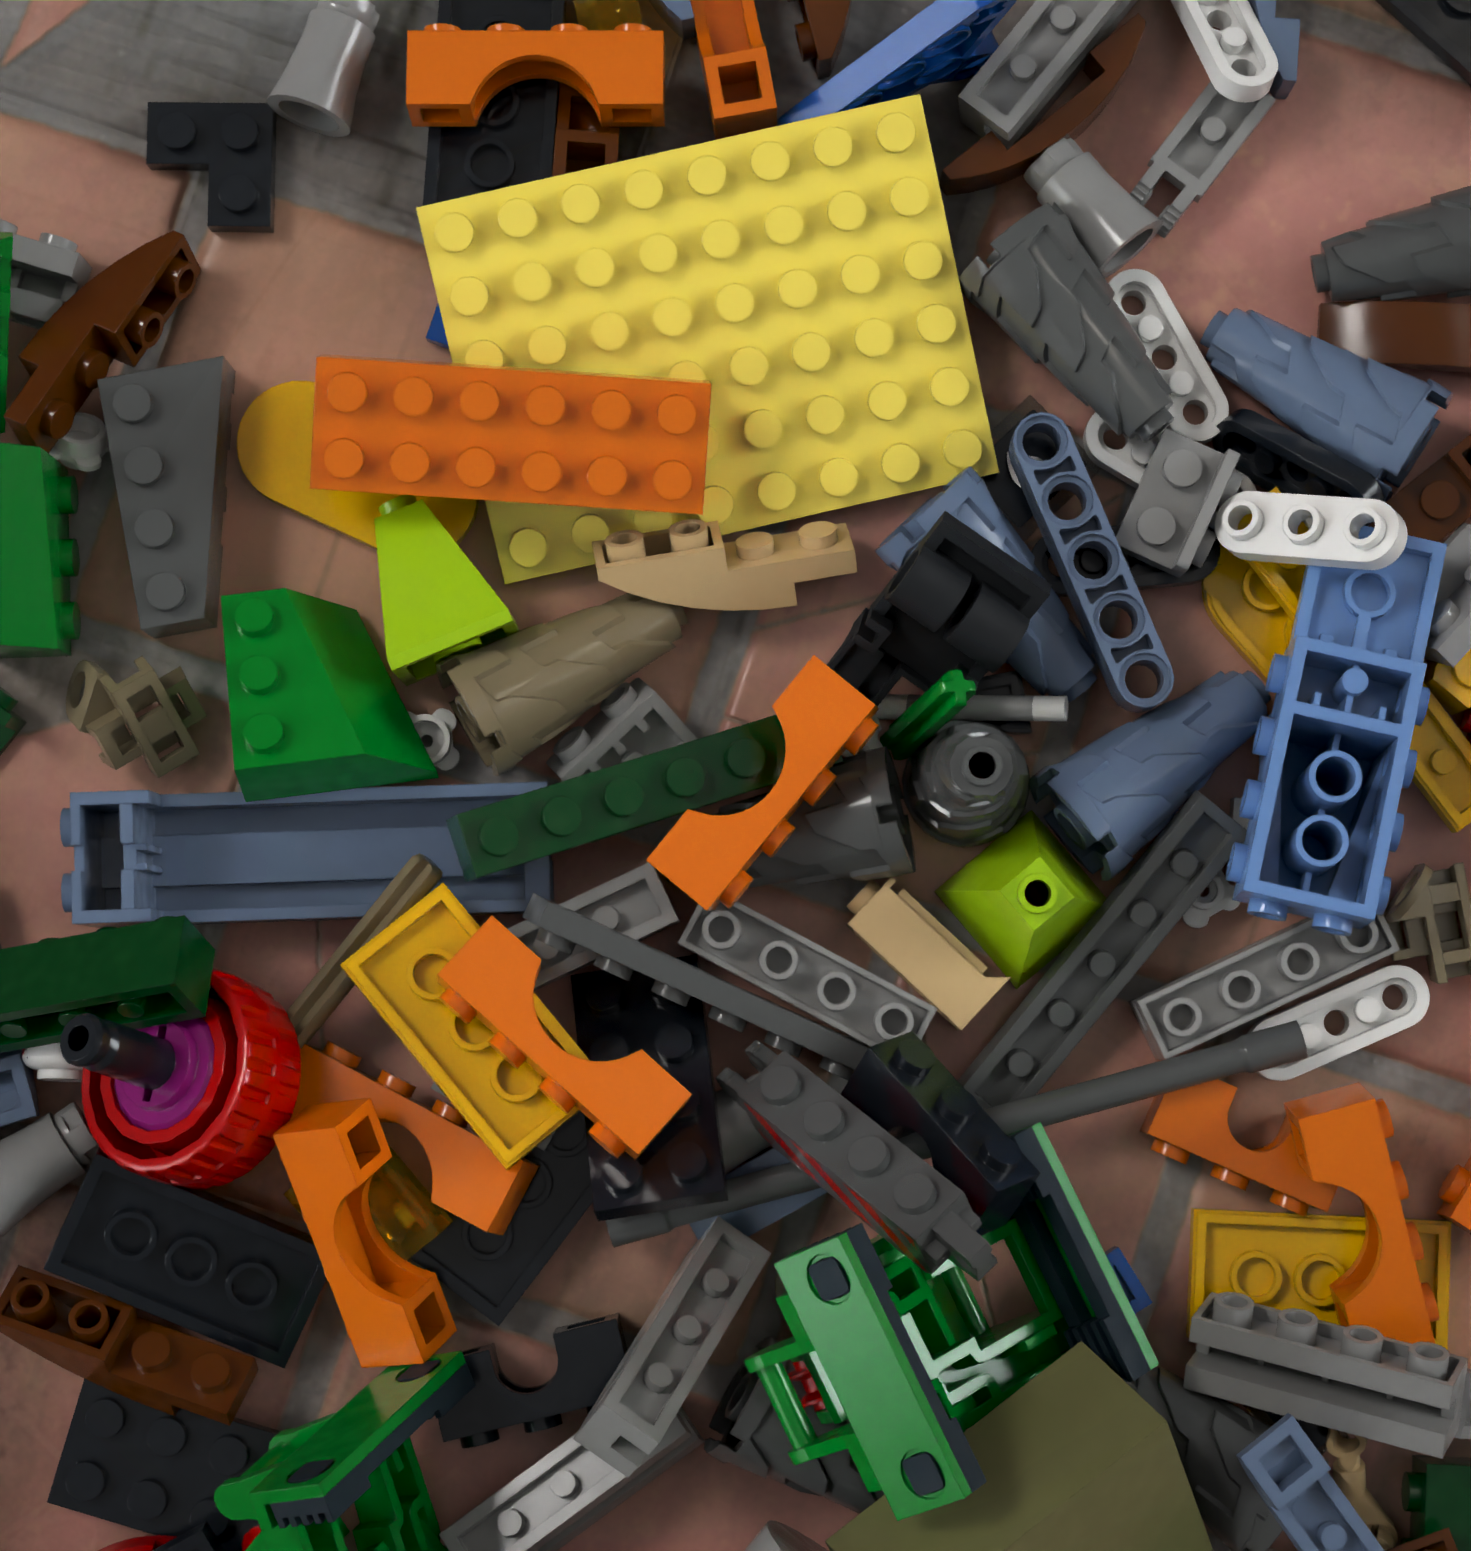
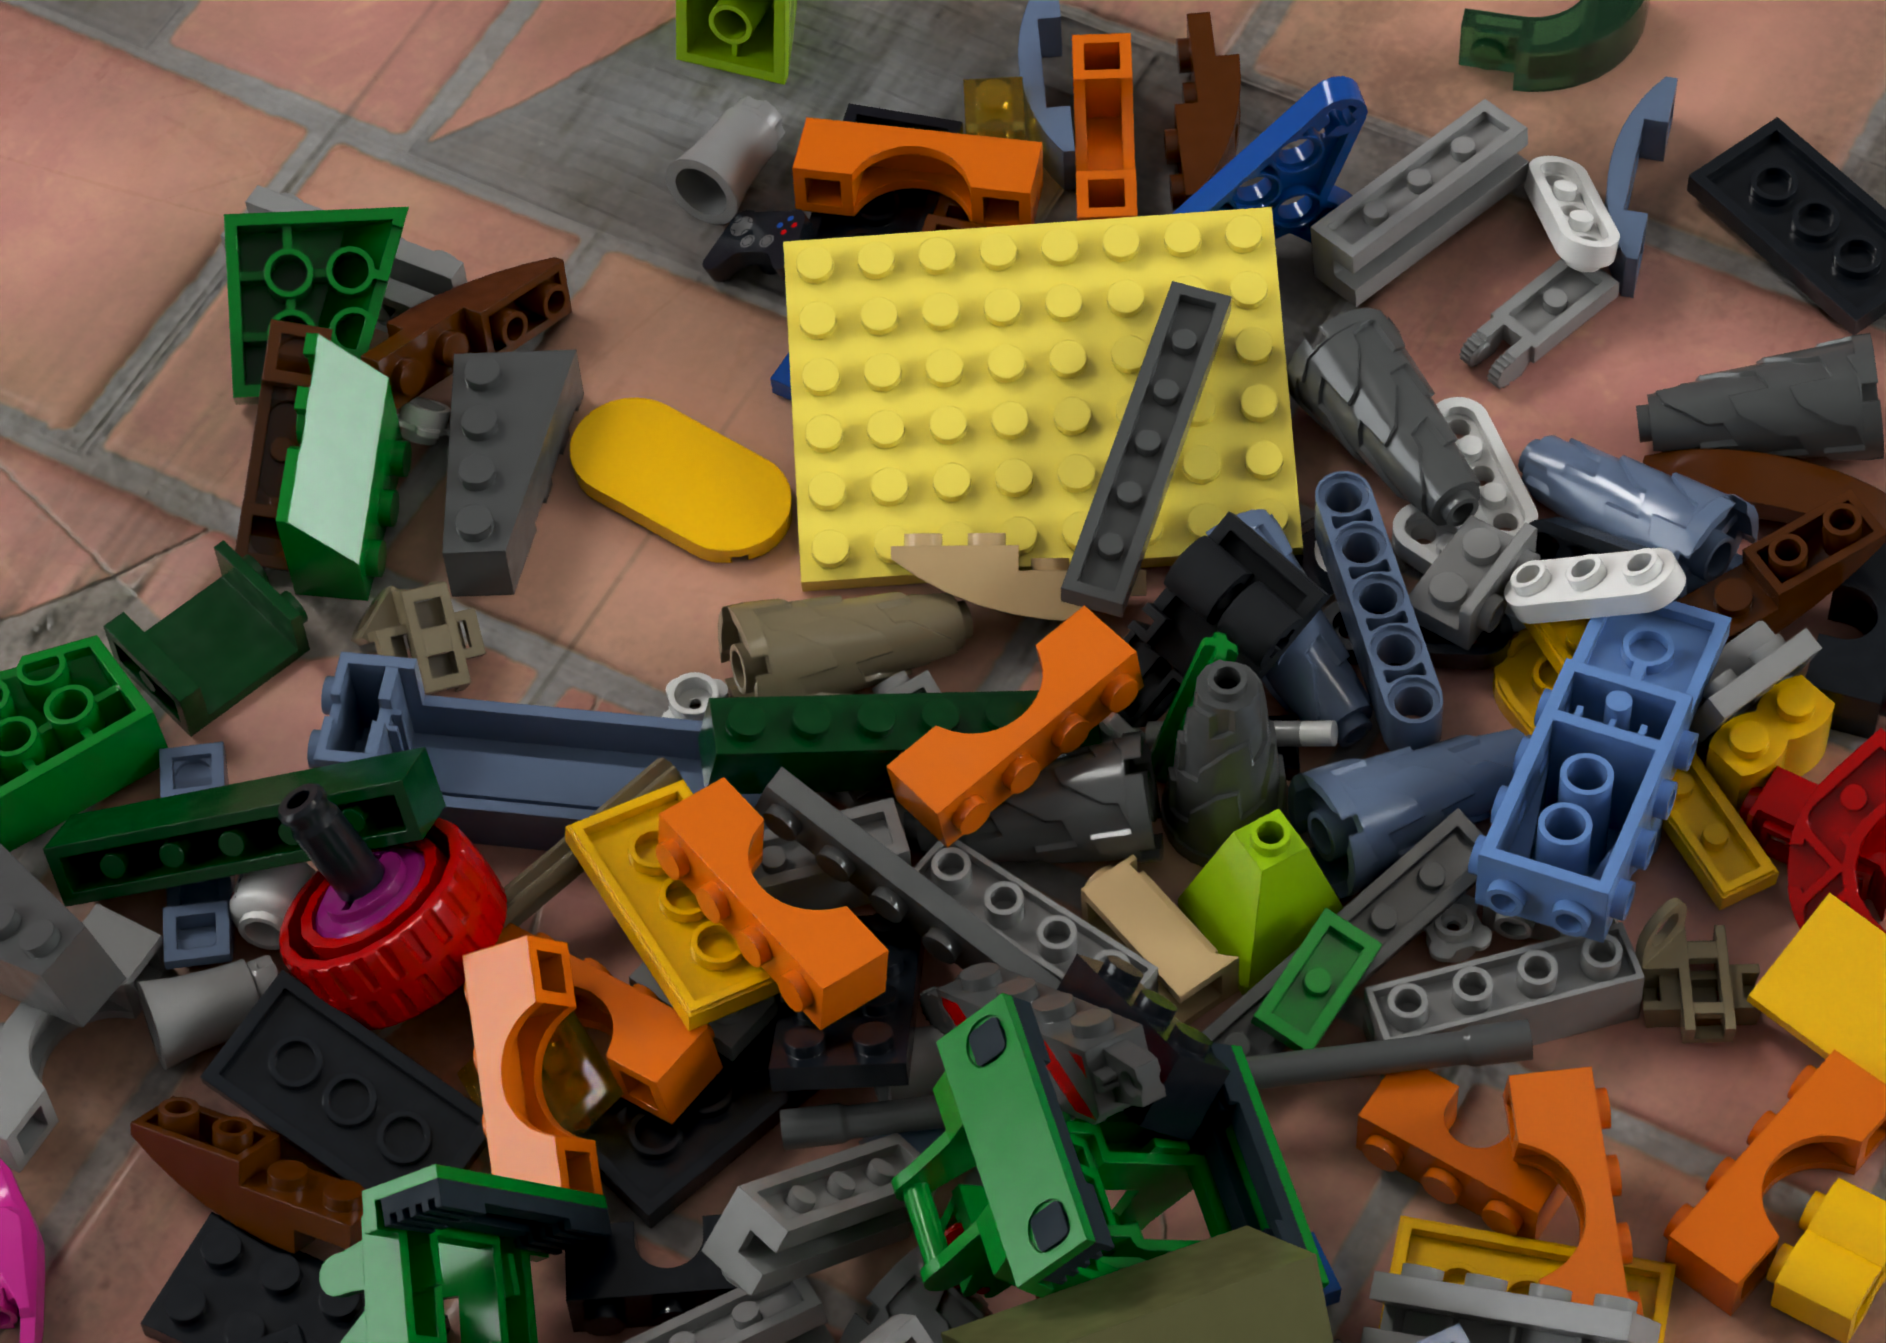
camera: 10 degrees right, 30 degrees down
(231, 143) = (623, 219): black plate -> none
(312, 700) = (588, 636): green wedge -> none
(384, 165) = (756, 240): none -> black piece
(430, 592) = (726, 558): lime slope -> none
(509, 434) = (833, 425): orange brick -> none
(838, 416) = (1146, 449): none -> dark grey plate
(990, 162) = (1404, 283): reddish brown slope -> none
(1091, 1005) = (1316, 982): none -> green plate
(1099, 209) = (1442, 351): light grey plant -> none
(1364, 1017) = (1597, 1044): white plate -> none

